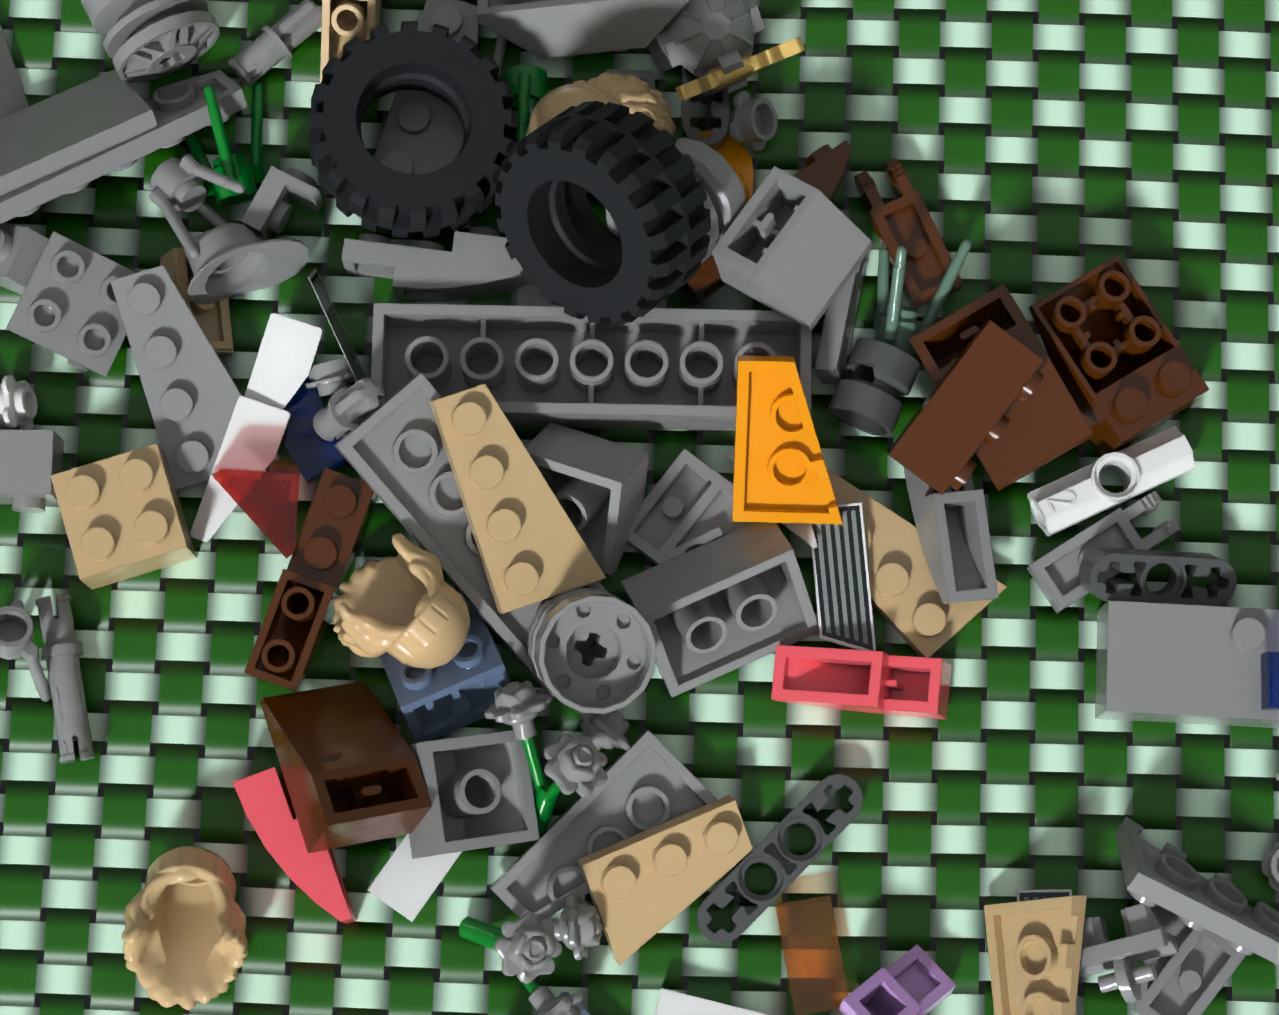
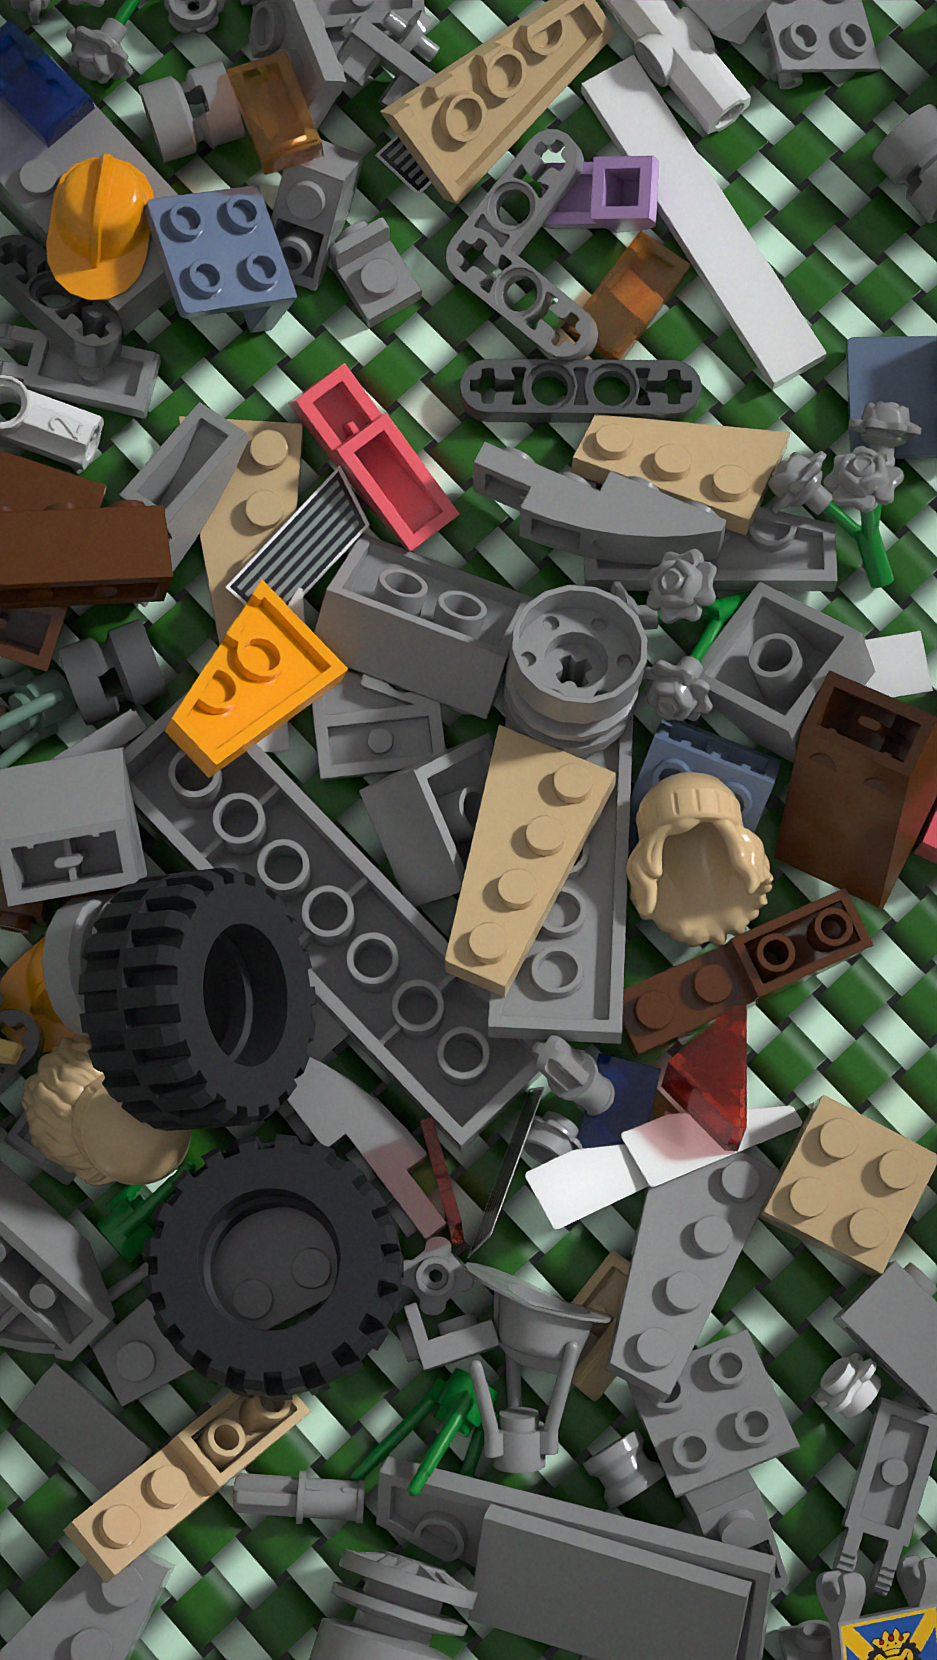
camera: 135 degrees left, 0 degrees up
(104, 230) = (624, 1469): none -> light grey wheel
(334, 223) = (435, 1294): none -> light grey plate
(364, 277) = (442, 1181): none -> clear red piece
(662, 782) = (617, 524): none -> light grey slope
(924, 906) = (508, 241): none -> light grey beam
(987, 804) = (373, 271): none -> light grey bracket
(1068, 801) = (313, 211): none -> light grey slope
(1085, 699) = (222, 255): none -> sand blue bracket
(1149, 824) = (275, 113): none -> clear orange tile
(1176, 640) = (99, 228): none -> light orange piece
(1217, 770) = (170, 117): none -> light grey wheel

